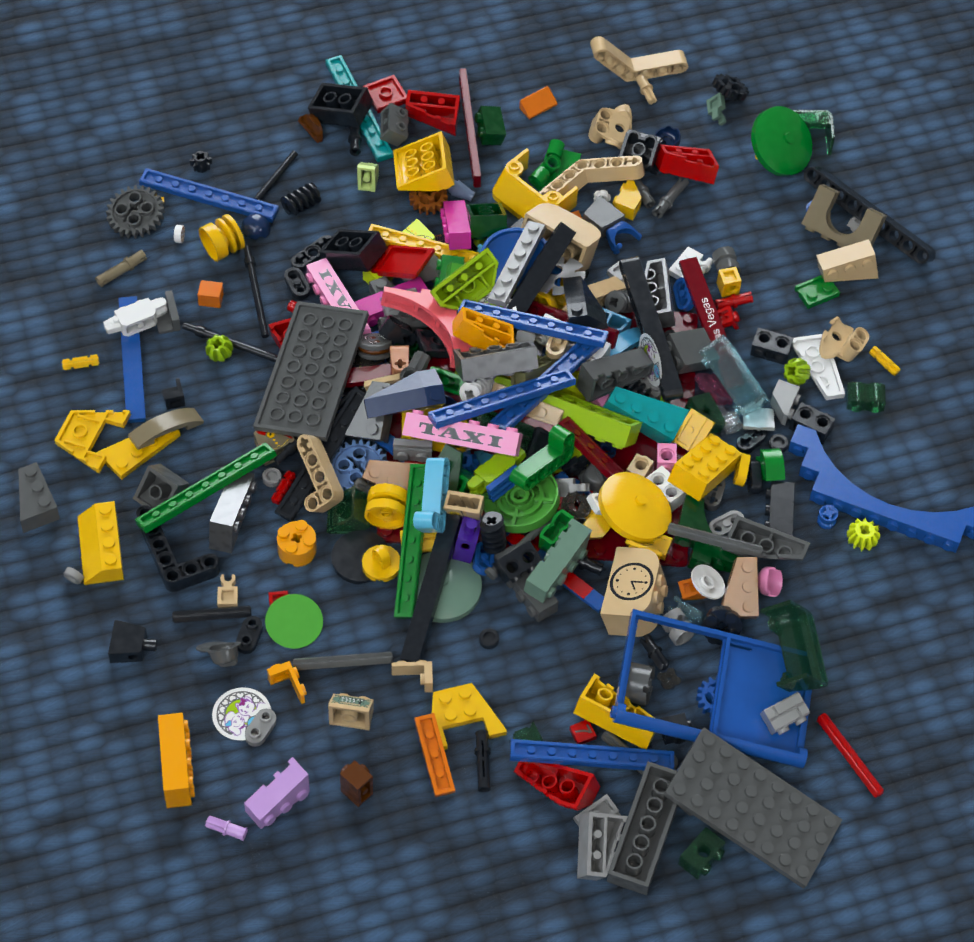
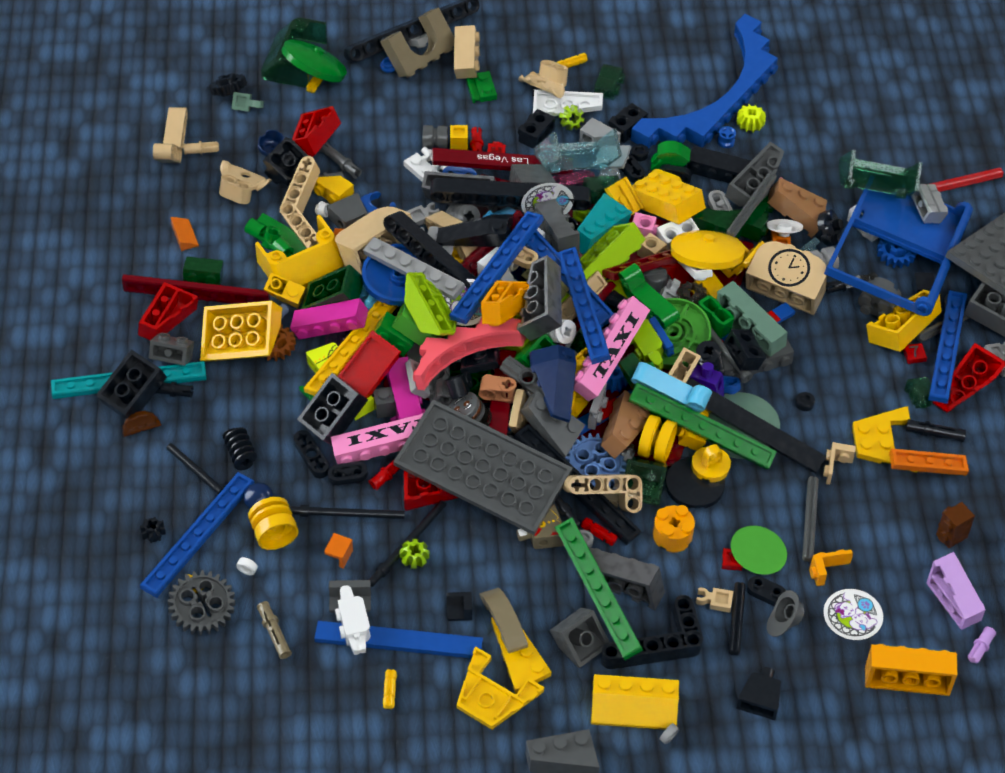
camera: 75 degrees left, 5 degrees down
(262, 726) = (873, 597): light grey plate -> none
(350, 711) = (871, 516): tan slope -> none
(367, 176) = (230, 383): yellowish green slope -> none
(386, 91) = (115, 350): tile -> none
(484, 185) = (285, 290): none -> yellow slope

